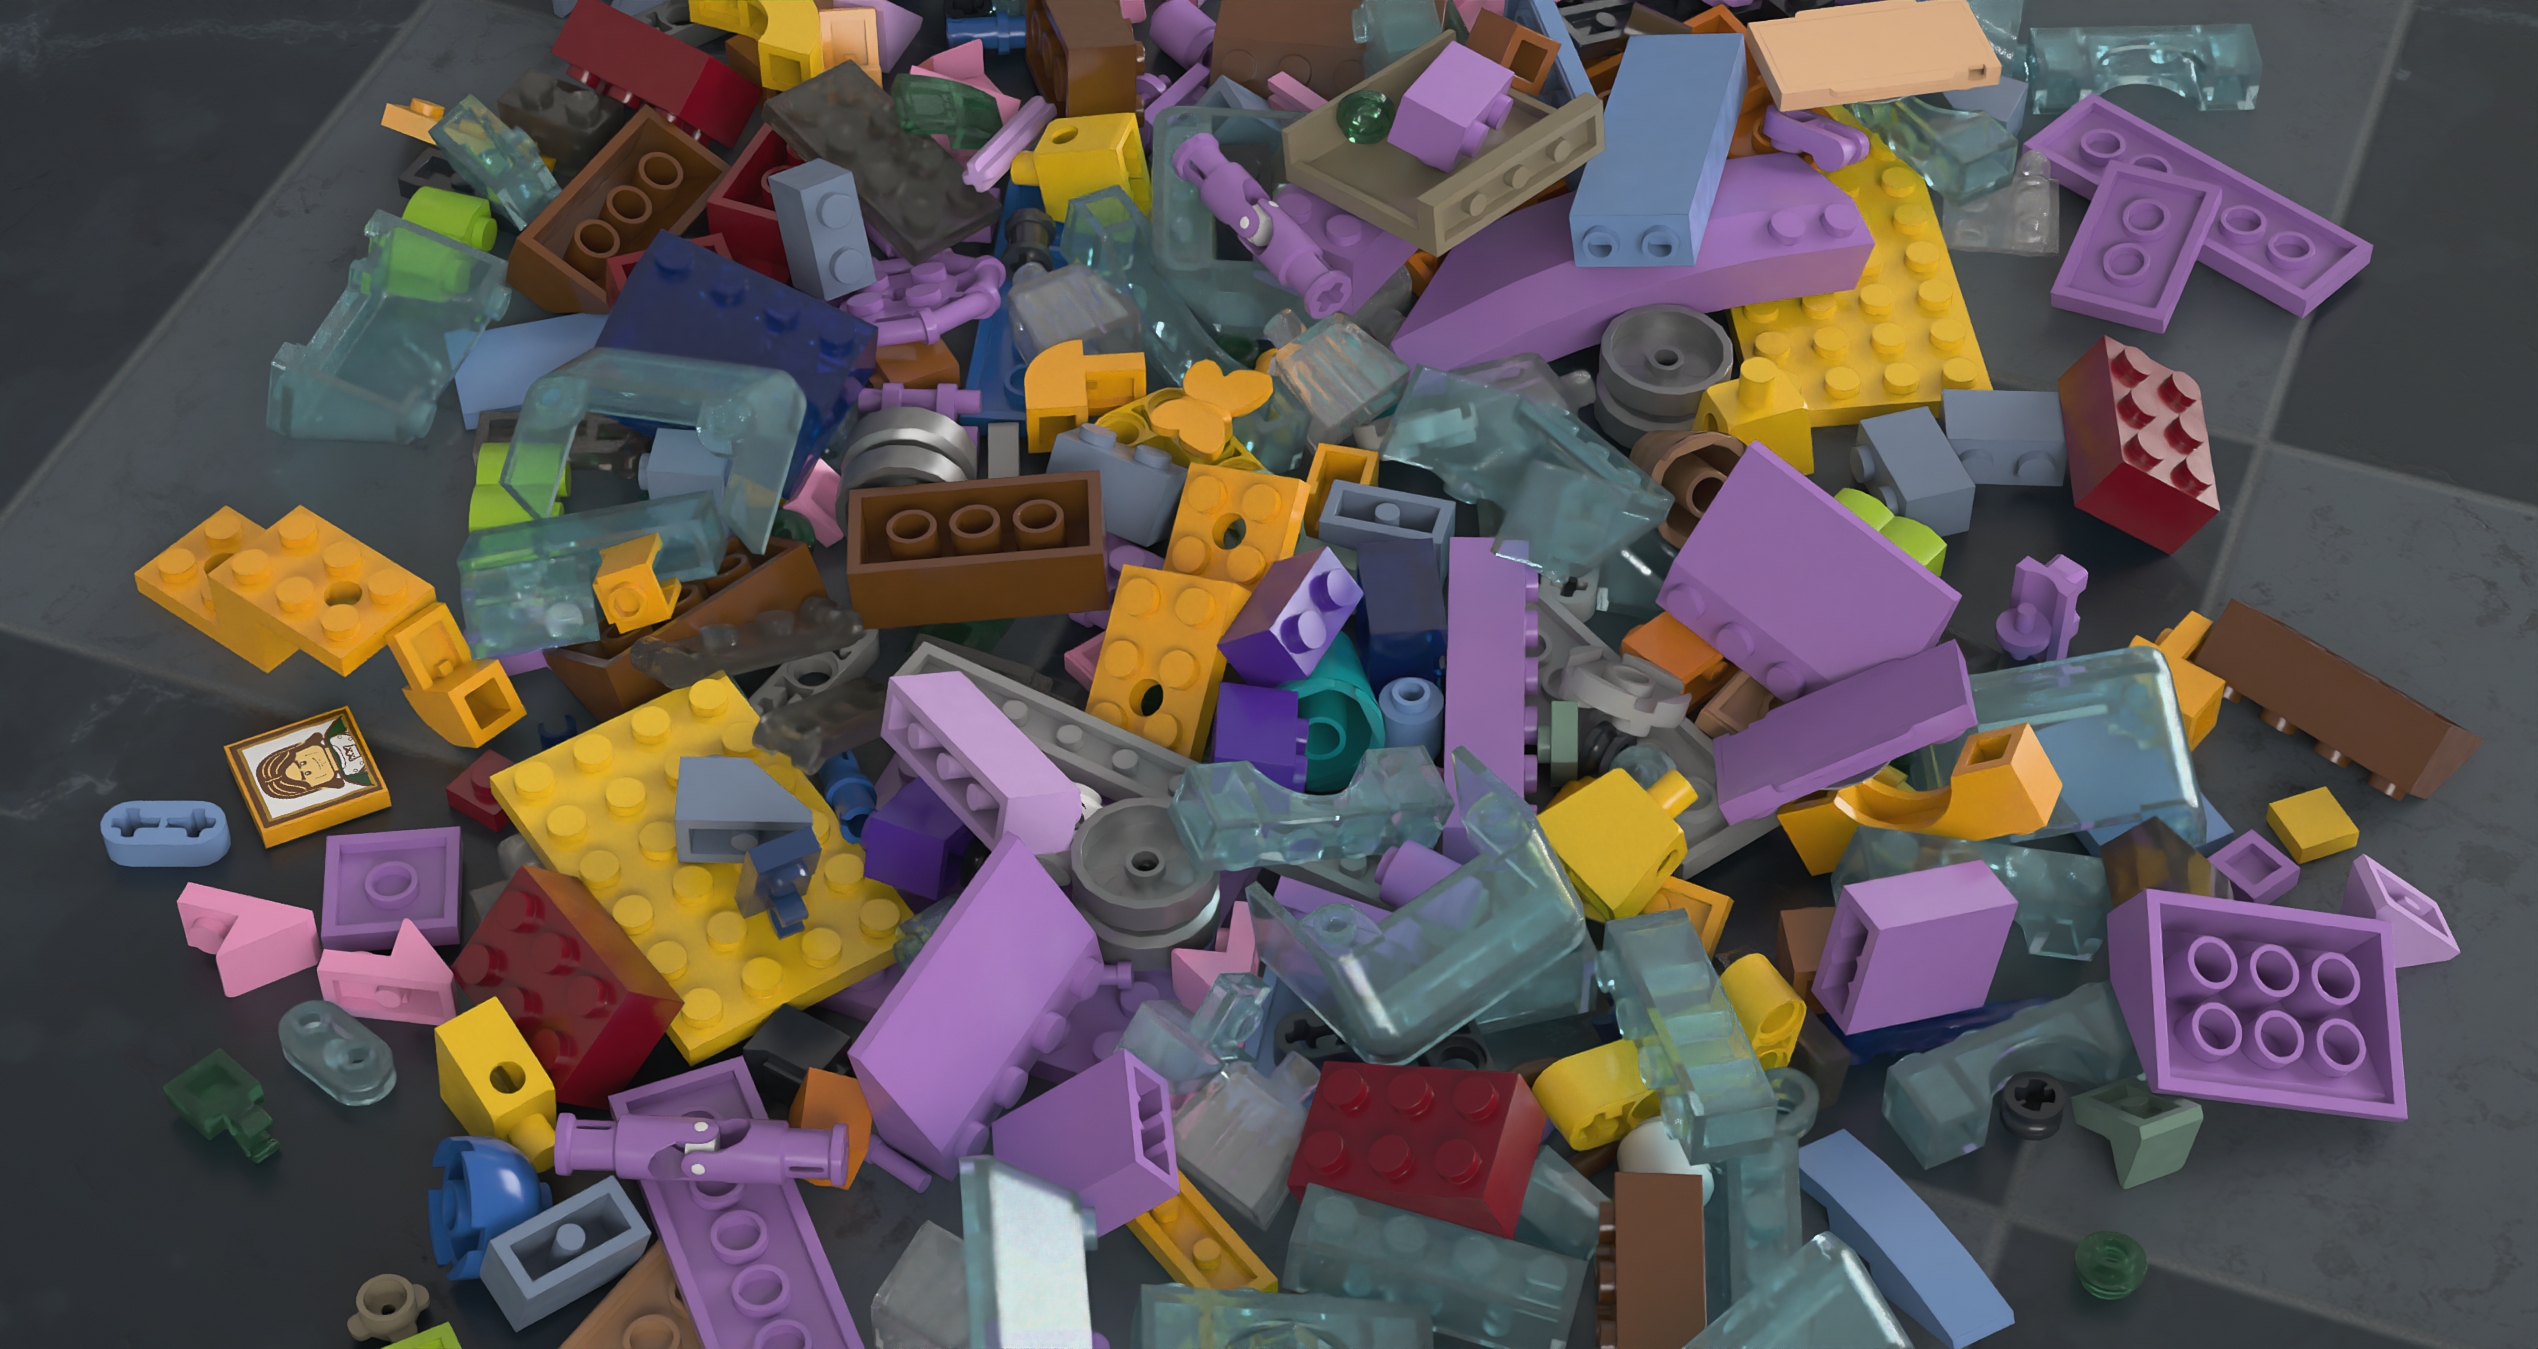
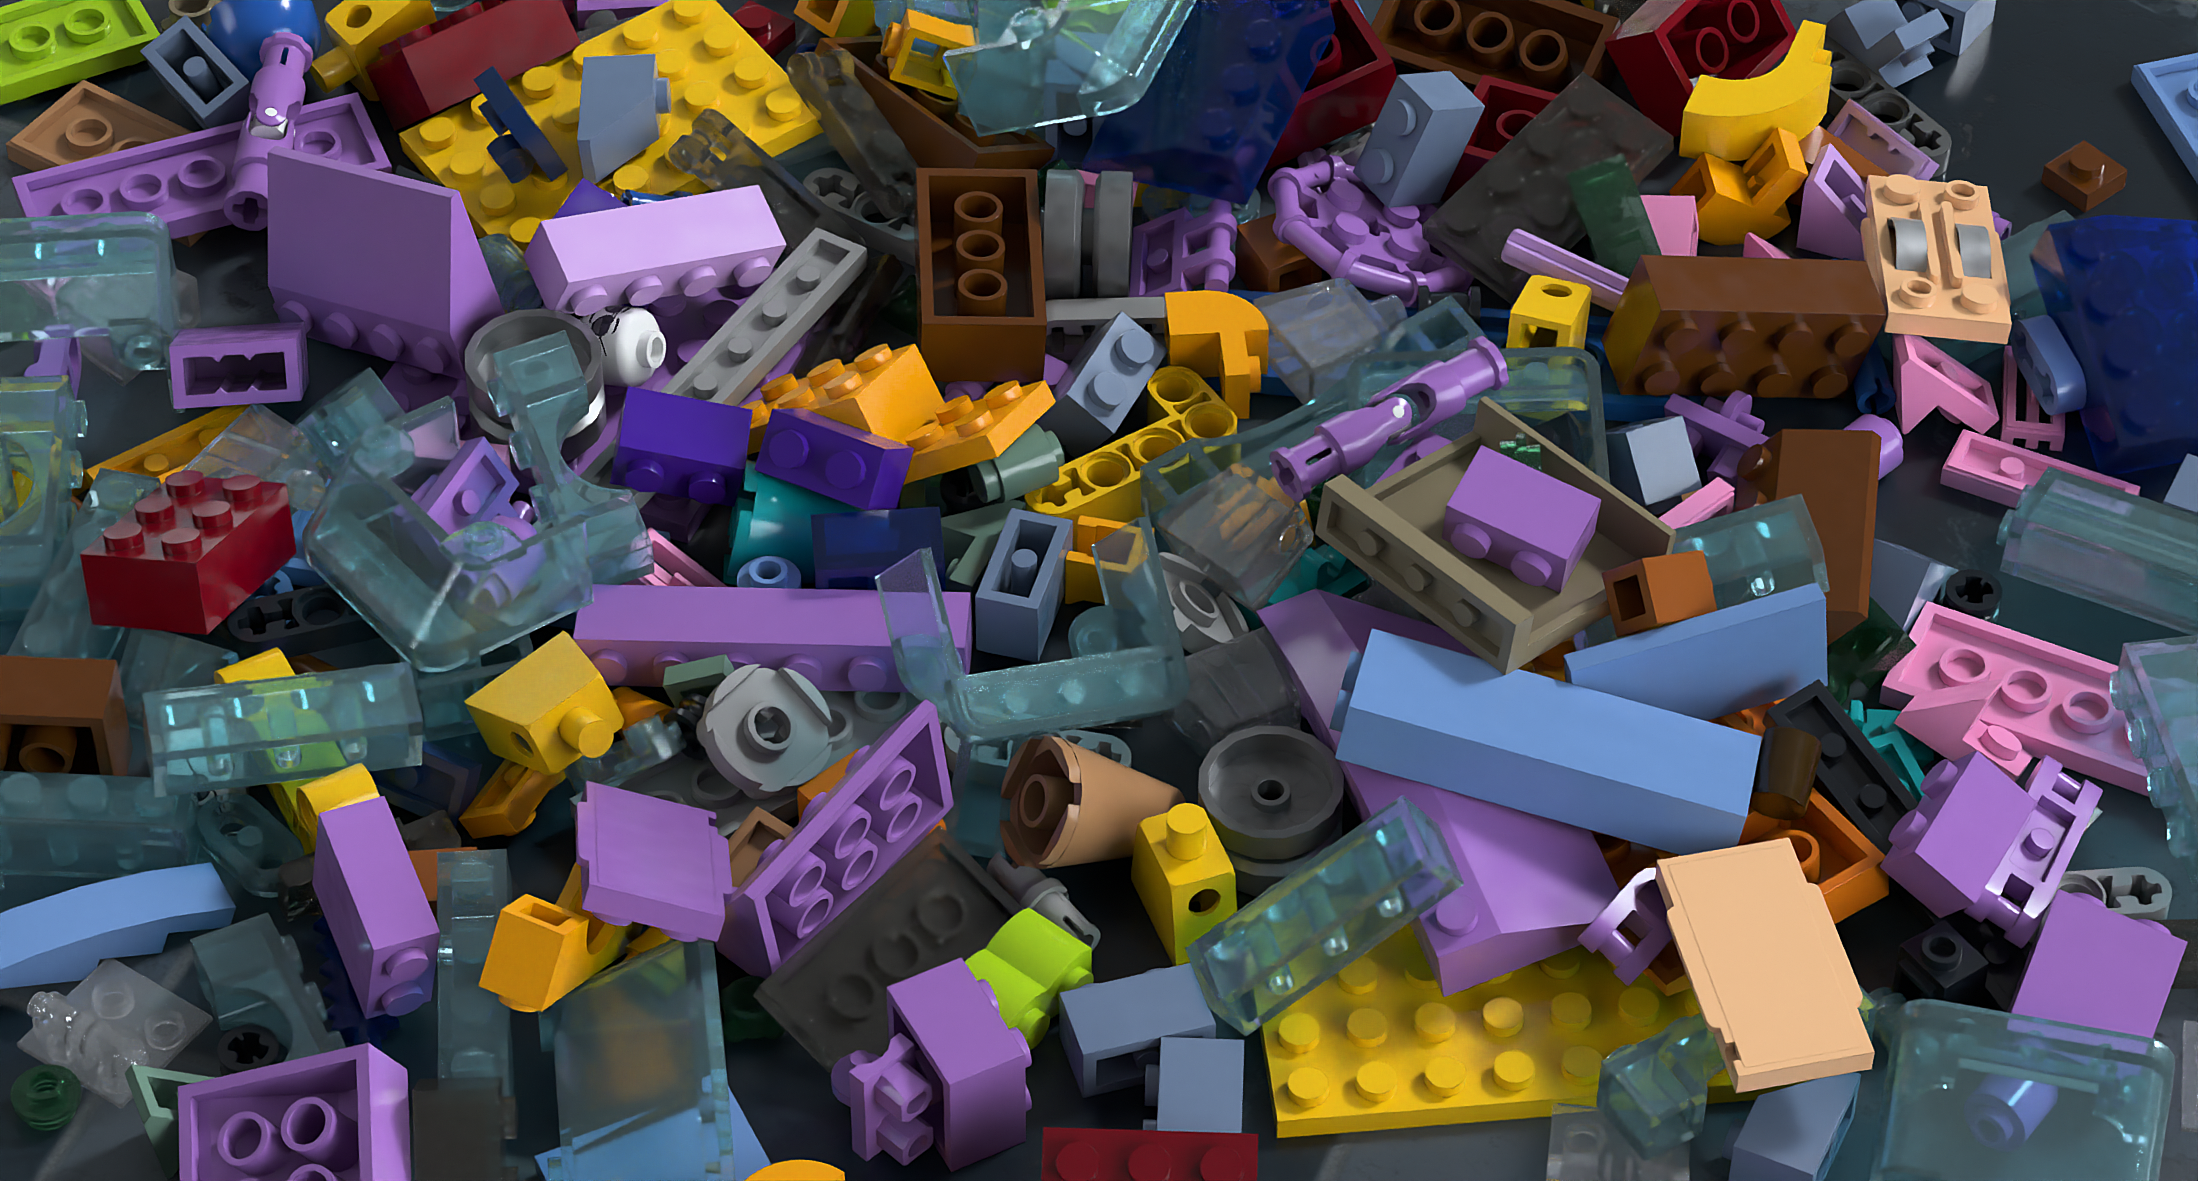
camera: 90 degrees right, 0 degrees up
(1209, 403) = (1161, 420): light orange animal -> none
(1837, 304) = (1324, 915): none -> clear light blue brick
(1985, 540) = (968, 1059): none -> medium lavender brick
(2022, 1216) = (109, 1025): none -> clear hinge

